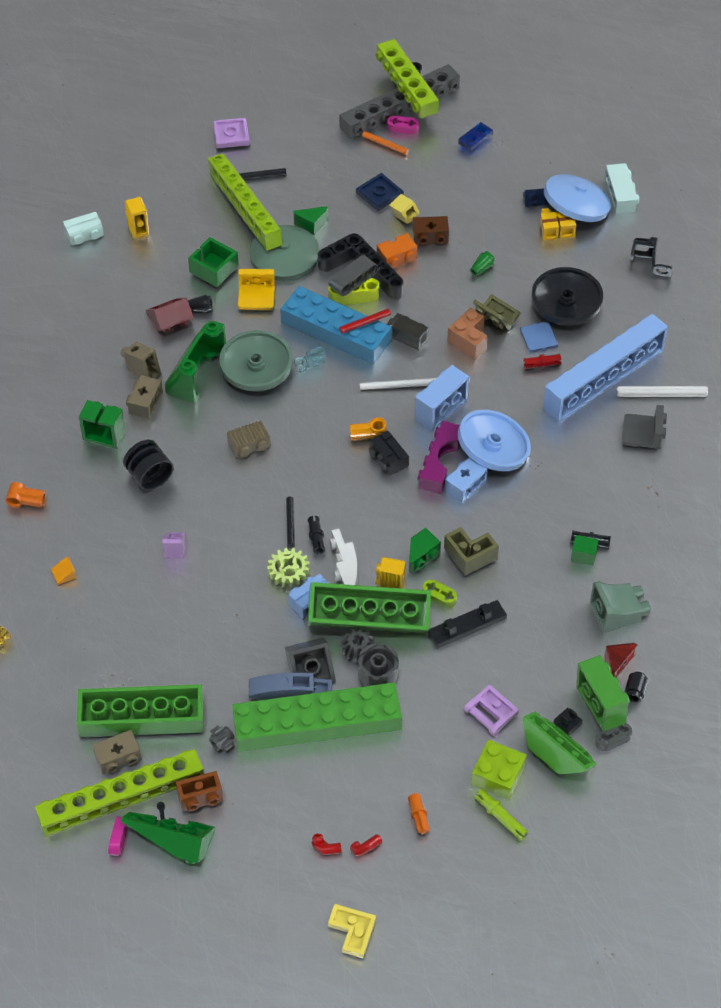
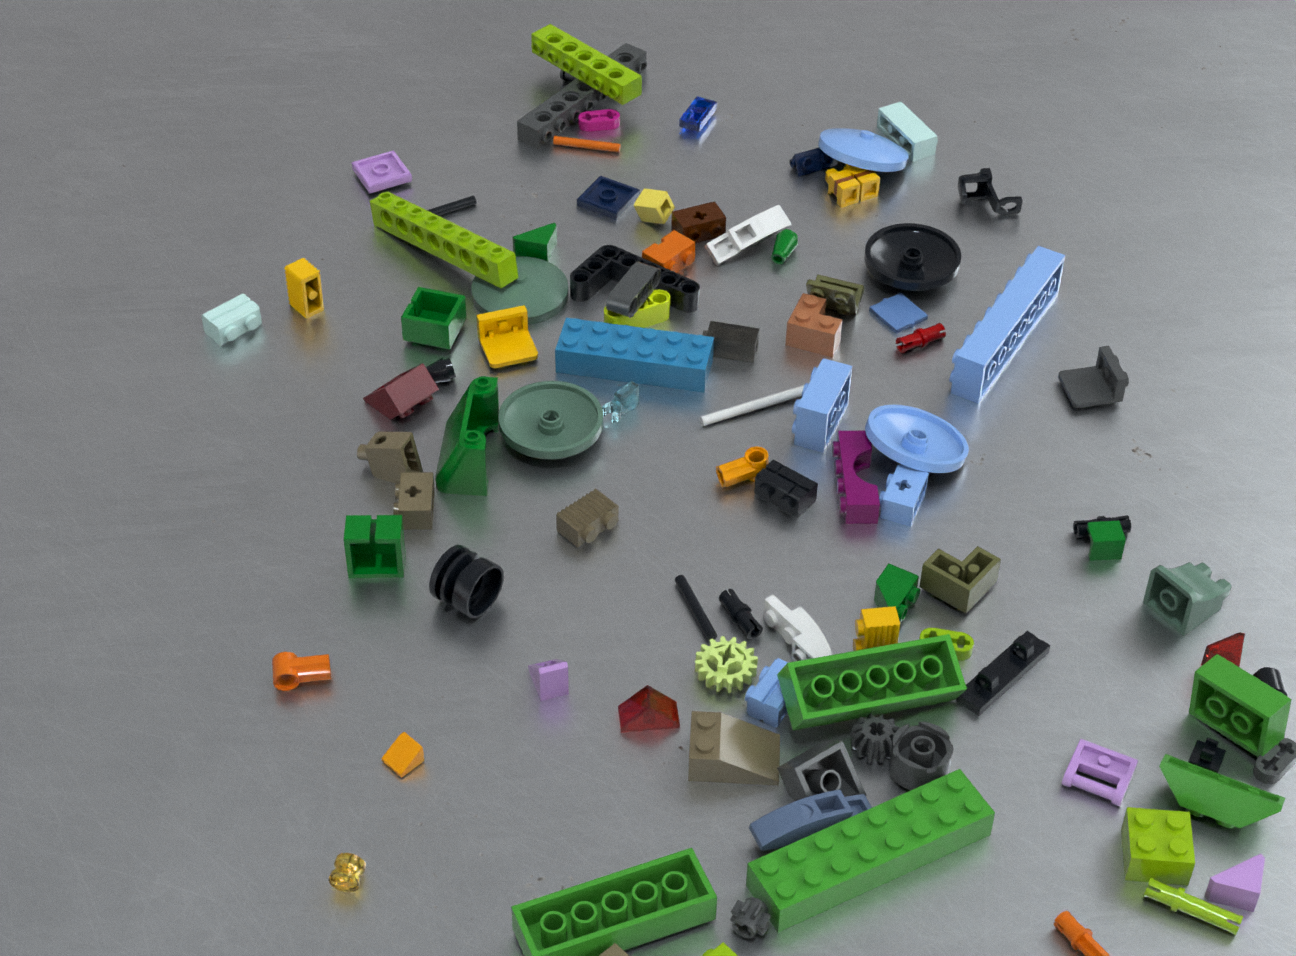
camera: 20 degrees left, 10 degrees down
(226, 585) = (648, 711): none -> clear red slope
(263, 626) = (732, 751): none -> dark tan slope
(366, 320) = (678, 336): red bar -> none
(460, 248) = (747, 234): none -> white slope
(538, 810) = (1238, 885): none -> lavender slope
(662, 391) = (1086, 337): white axle -> none

